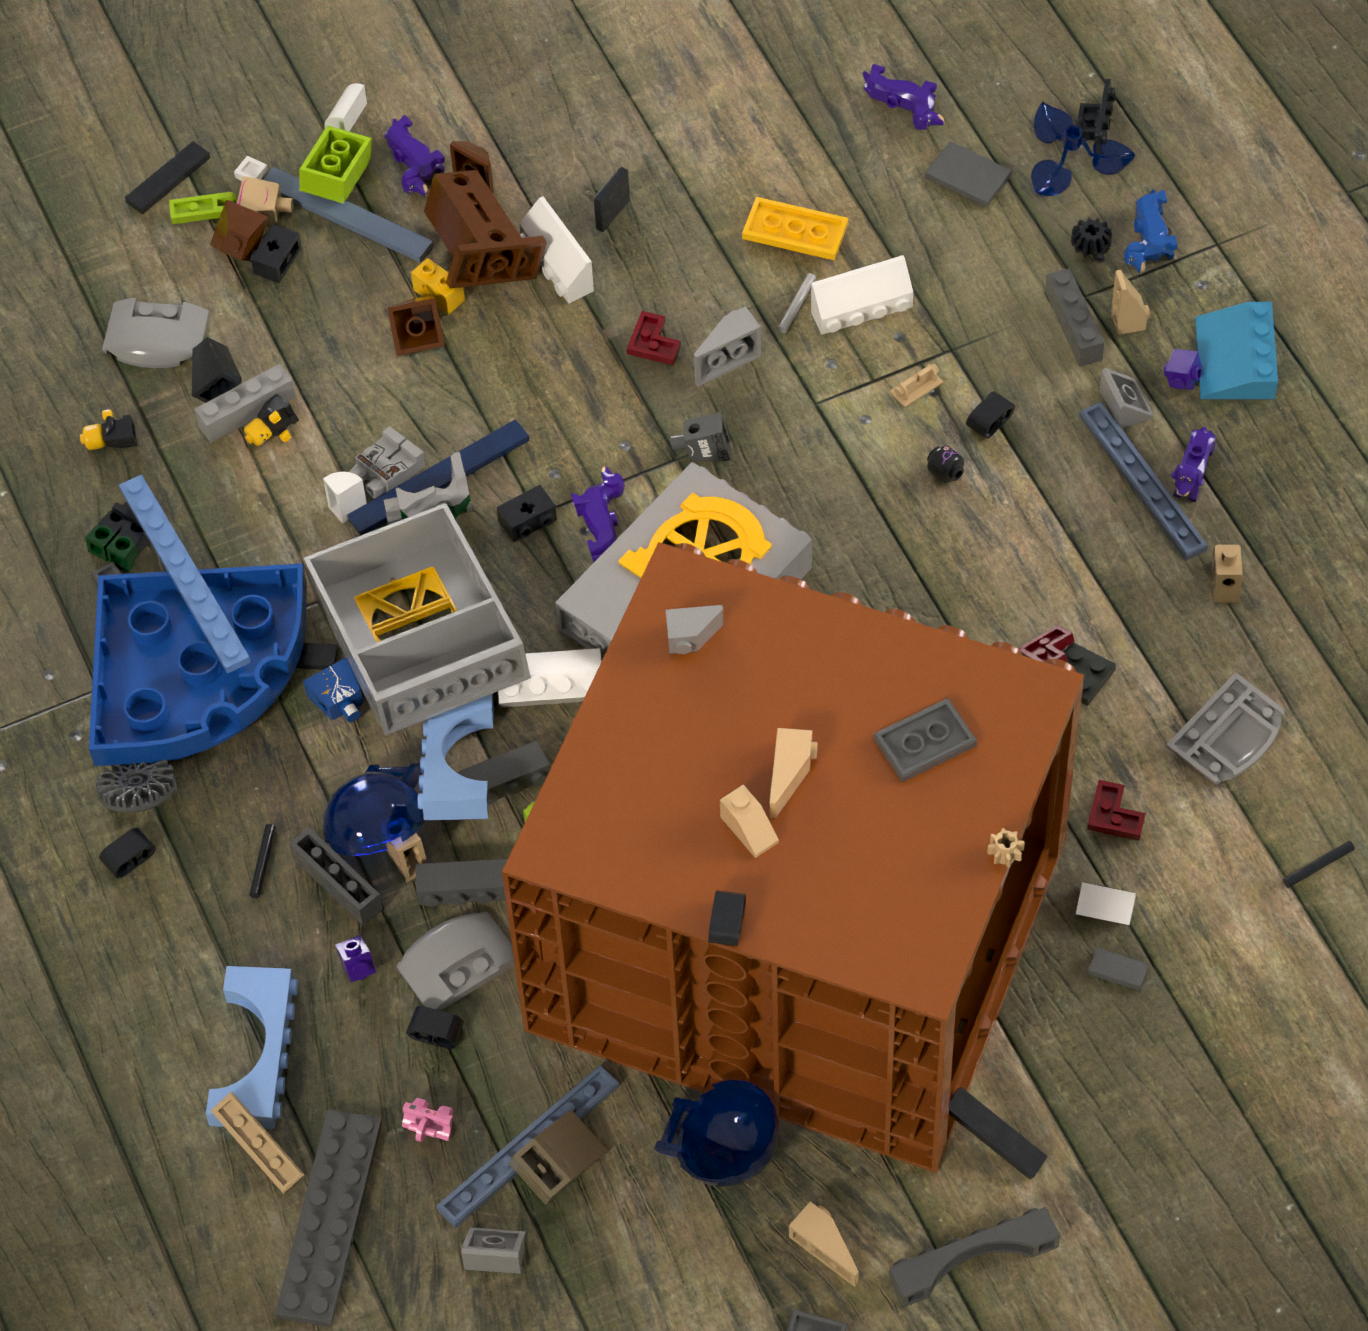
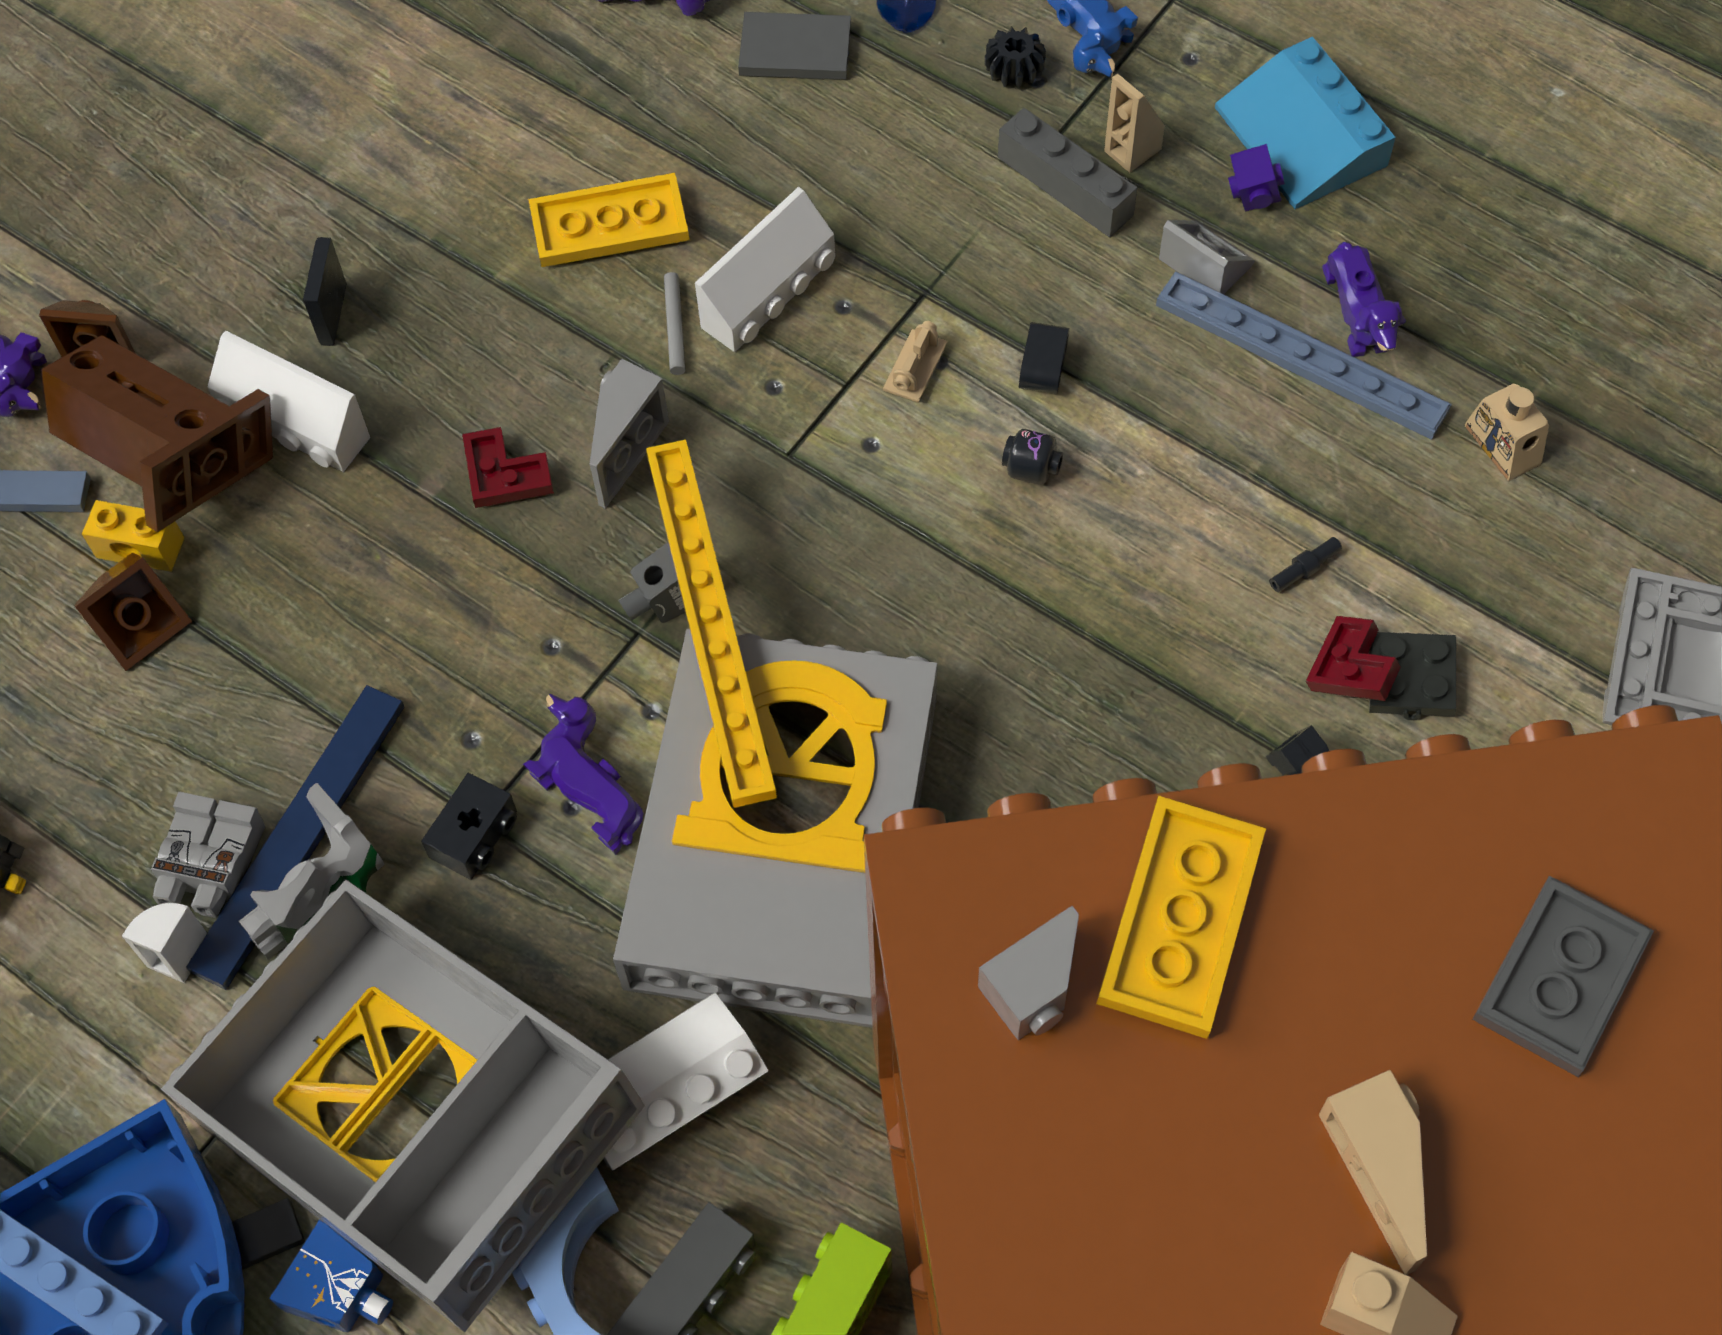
camera: 30 degrees left, 5 degrees up
(706, 453) = (711, 626): none -> yellow plate
(772, 636) = (1182, 917): none -> yellow plate
(1061, 591) = (1305, 564): none -> black bar

